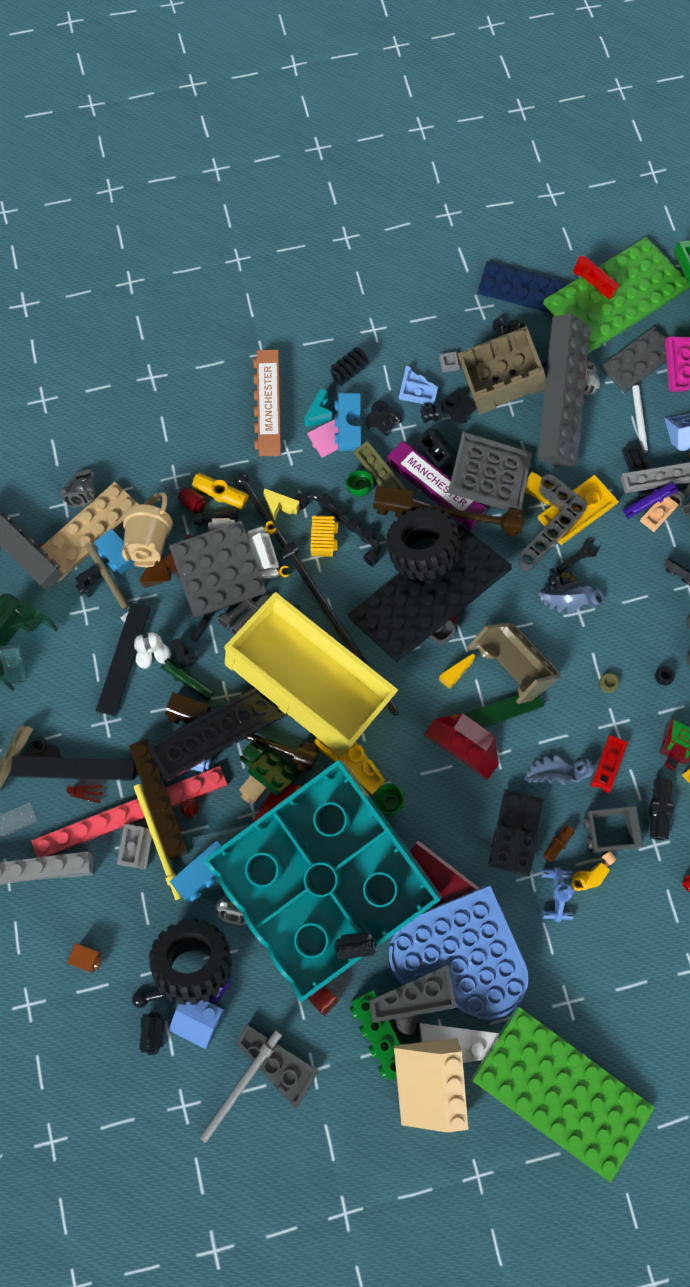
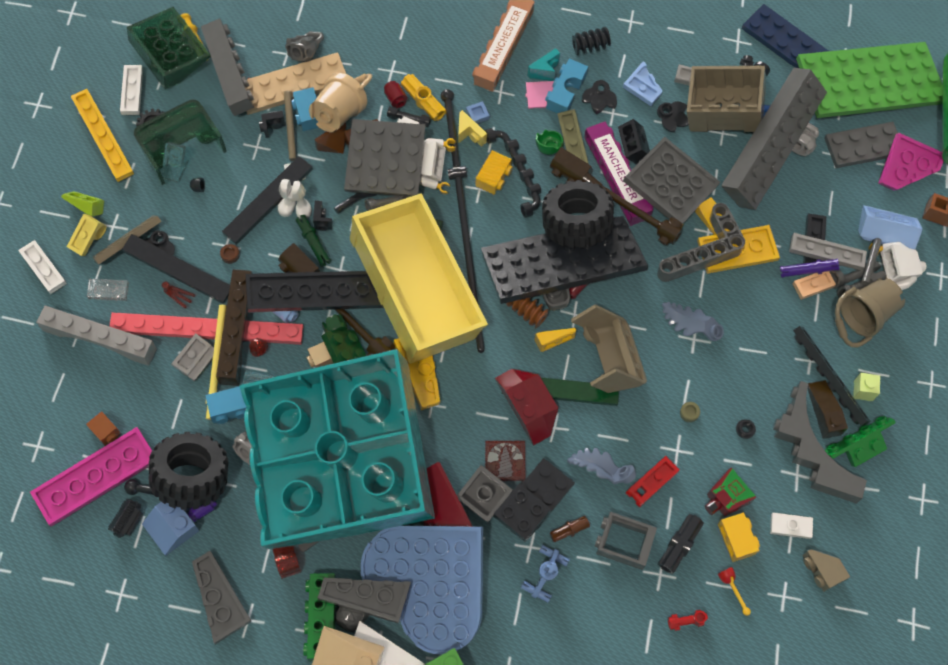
camera: 25 degrees right, 5 degrees down
(47, 675) = (197, 184): none -> black hinge
(99, 1008) = (92, 477): none -> dark pink plate
(114, 728) = (229, 253): none -> reddish brown tile
(265, 1052) = (212, 580): light grey bar -> none
(278, 483) = (478, 112): none -> medium blue plate
(355, 945) = (330, 515): black piece -> none
(390, 799) = (435, 419): green hair -> none
(425, 655) = (529, 310): none -> dark orange piece
(429, 413) = (641, 109): black wheel -> none
(470, 807) = (506, 459): none -> tile
(470, 848) = (484, 493): none -> dark grey brick
(562, 582) = (691, 305): black bracket -> none
(586, 551) = (727, 288): black piece -> none
(589, 879) = (577, 572): yellow arm -> none
(595, 277) = (855, 53): red plate -> none
(639, 418) = (838, 196): white bar -> none

